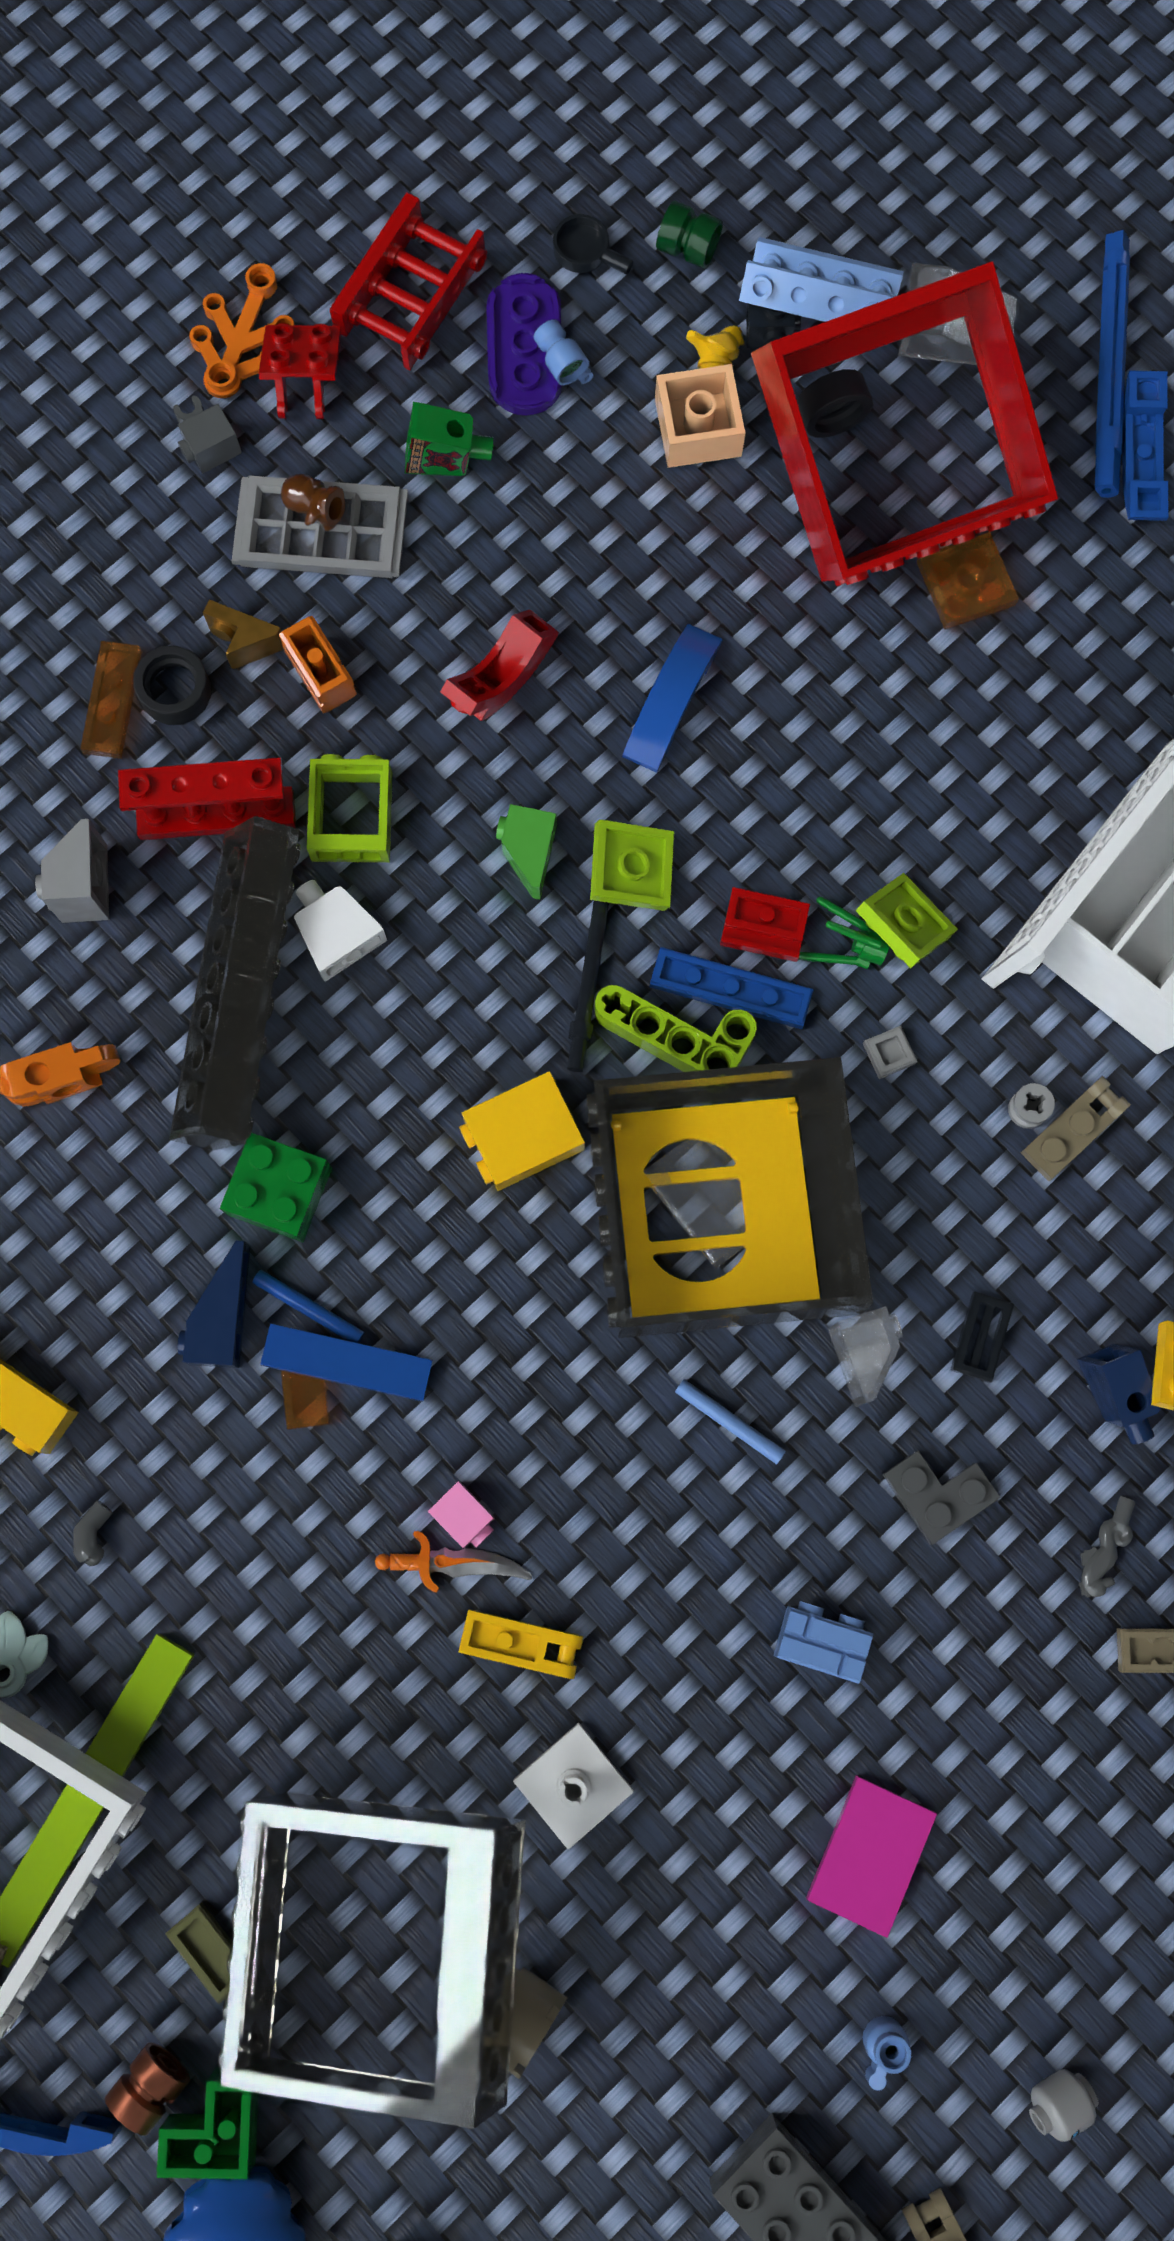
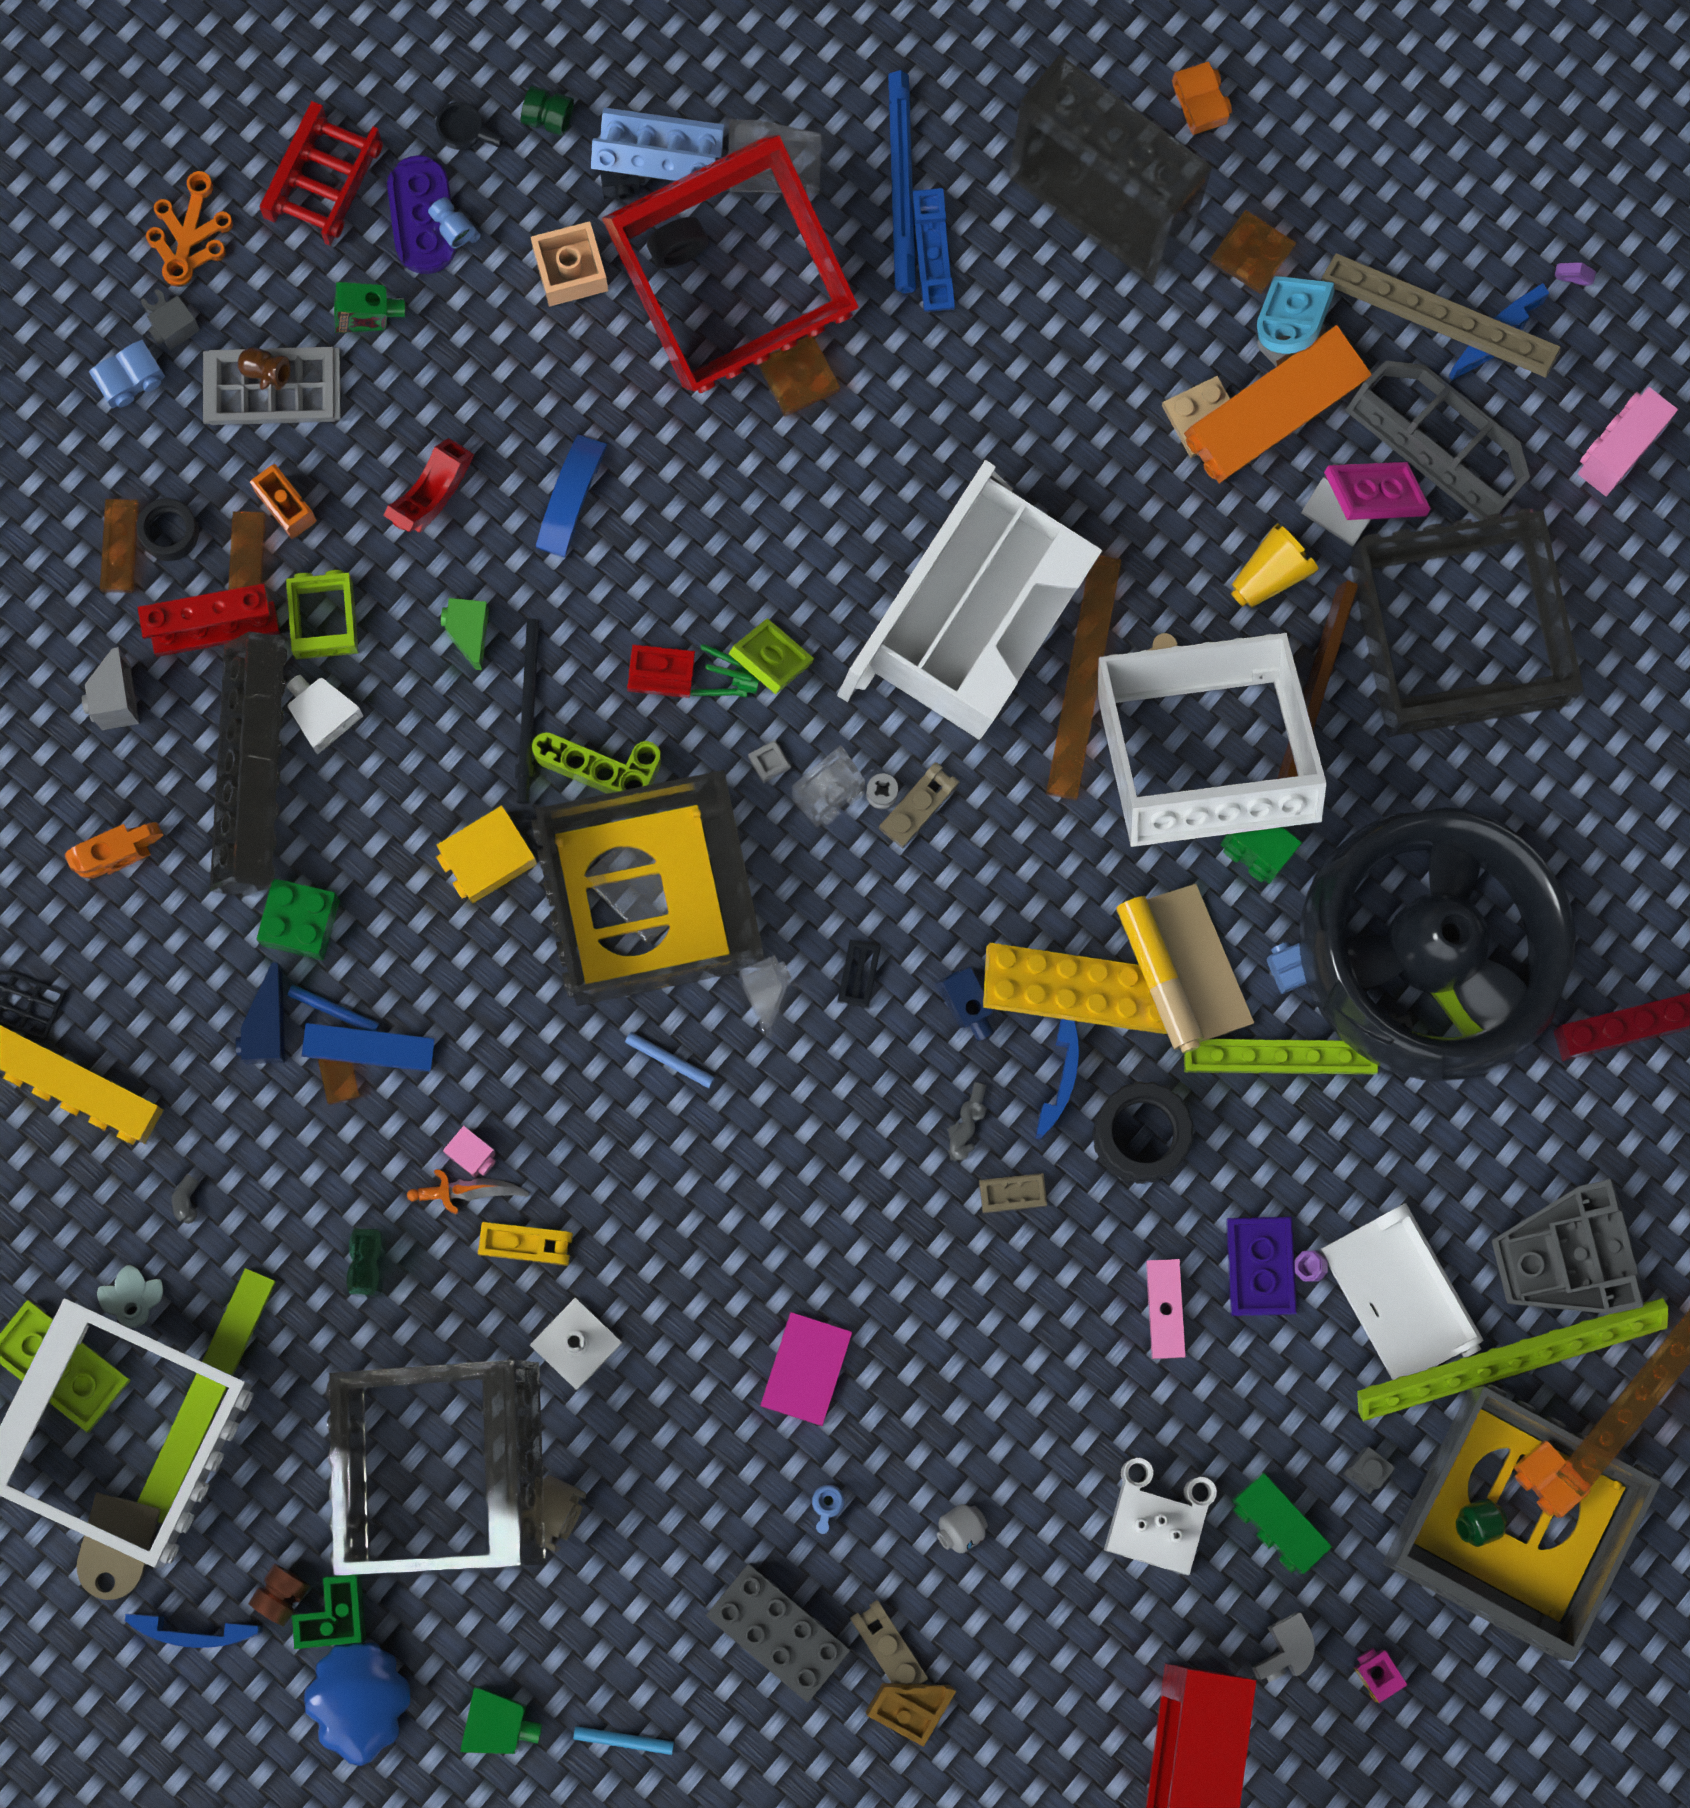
camera: 10 degrees left, 0 degrees up
(146, 493) = (127, 374): none -> medium blue brick
(204, 1949) = (309, 1494): olive tile -> none
(251, 636) = (226, 482): pearl gold slope -> none
(267, 716) = (246, 549): none -> clear orange tile
(300, 353) = (239, 245): red plate -> none
(311, 1661) = (367, 1253): none -> clear green brick
(632, 865) = (551, 635): lime plate -> none
(717, 348) = (579, 205): yellow animal -> none
(731, 988) = (639, 724): blue tile -> none
(824, 1643) = (755, 1215): medium blue brick -> none
(939, 1507) = (832, 1105): dark grey plate -> none
(966, 1094) = (828, 788): none -> clear slope

